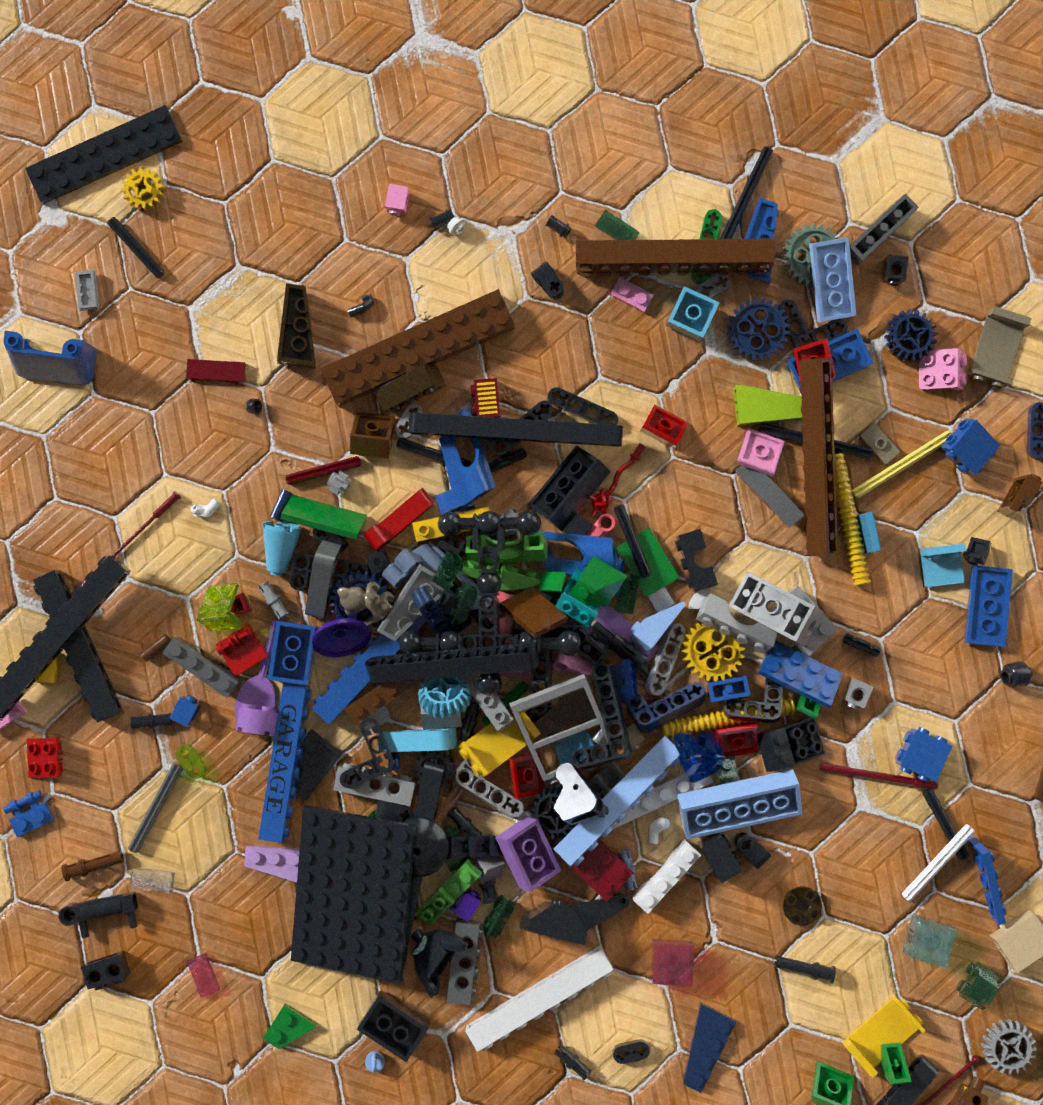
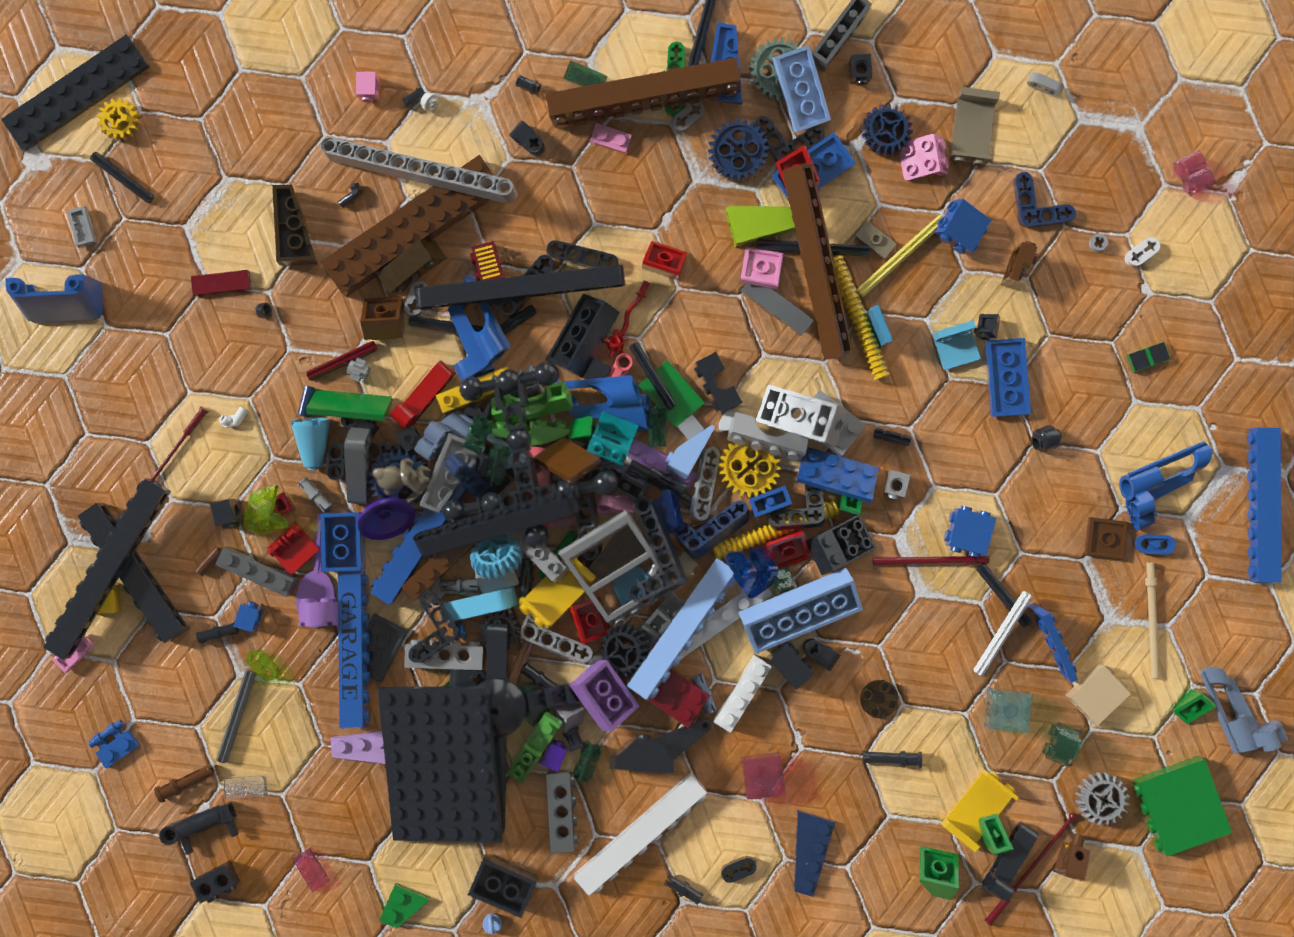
camera: 10 degrees left, 0 degrees up
(43, 757) = (118, 686): red hinge -> none
(183, 604) = (227, 513): none -> black brick
(401, 716) = (459, 585): none -> dark grey pin
(433, 954) = (530, 809): black torso -> none
(440, 300) = (427, 168): none -> light grey beam
(578, 798) = (641, 631): piece -> none
(597, 583) = (625, 421): green slope -> none
(656, 827) = (724, 648): white arm -> none
(692, 314) = (672, 146): medium azure brick -> none

